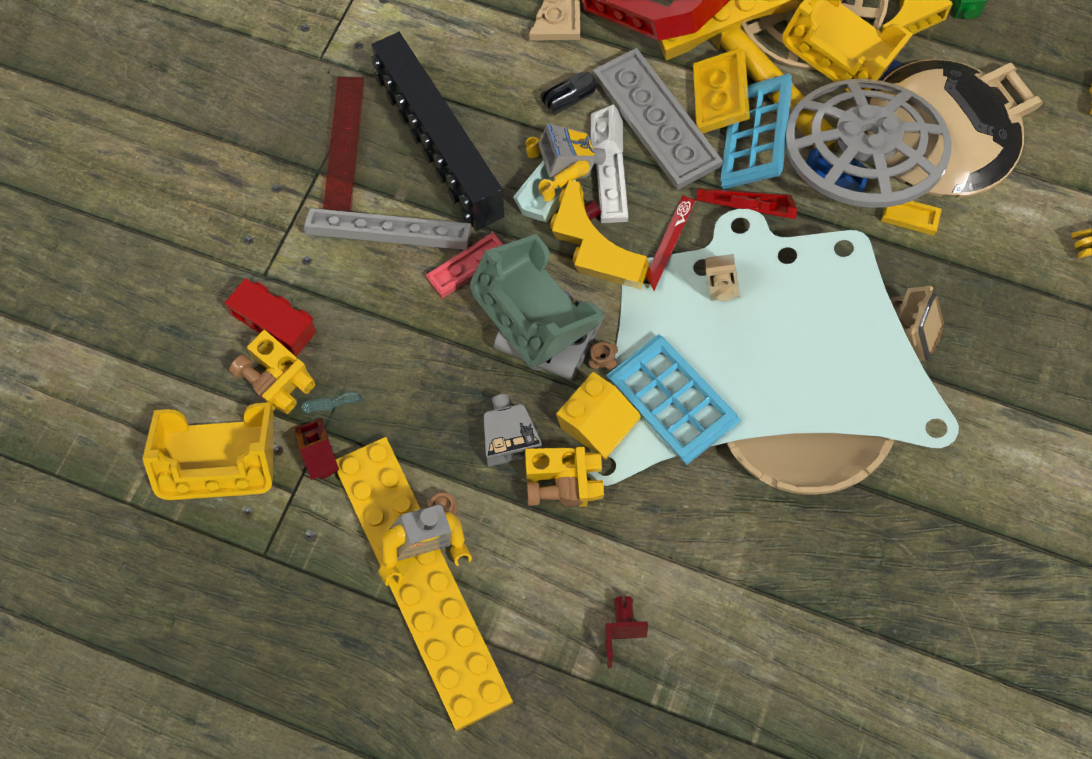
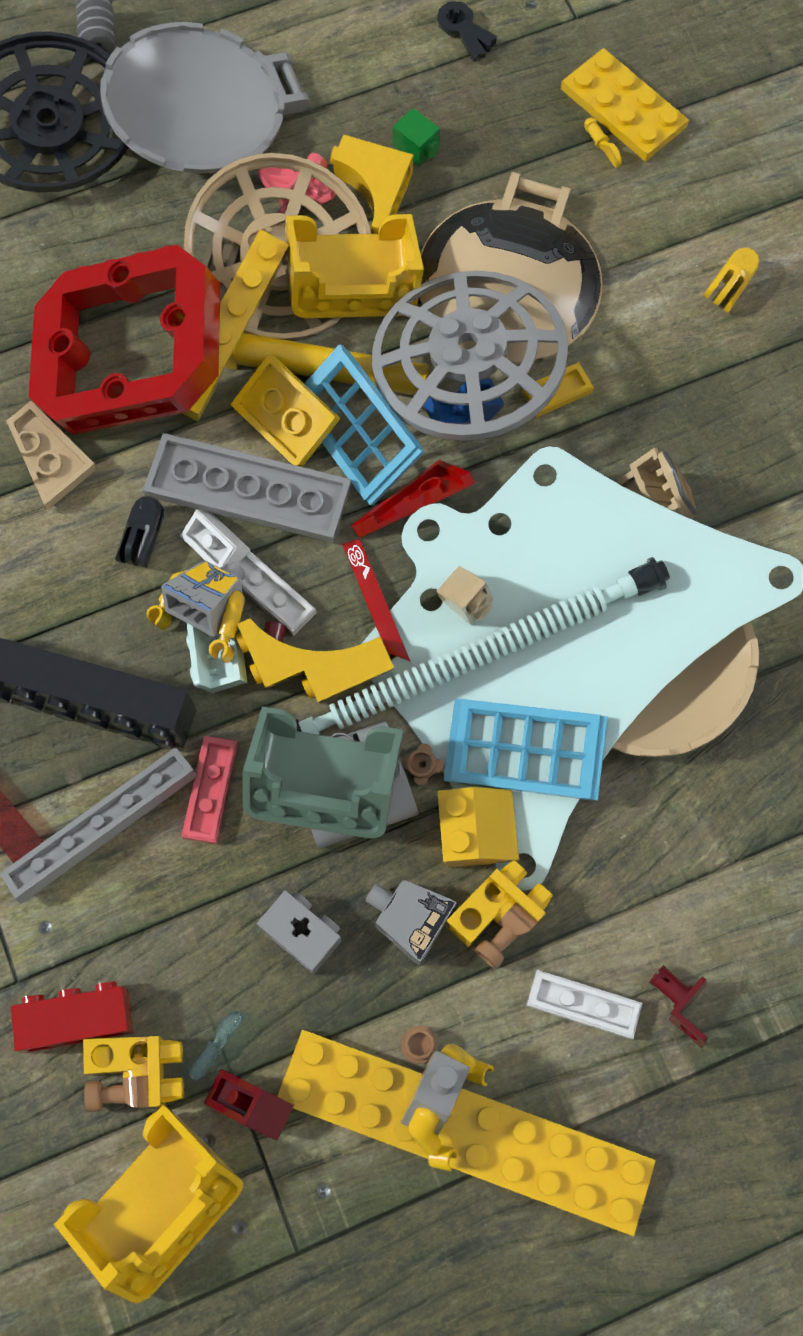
camera: 45 degrees left, 5 degrees up
(438, 398) = (279, 926): none -> light grey brick
(561, 576) = (584, 1004): none -> white tile
(646, 302) = (639, 581): none -> light aqua hose

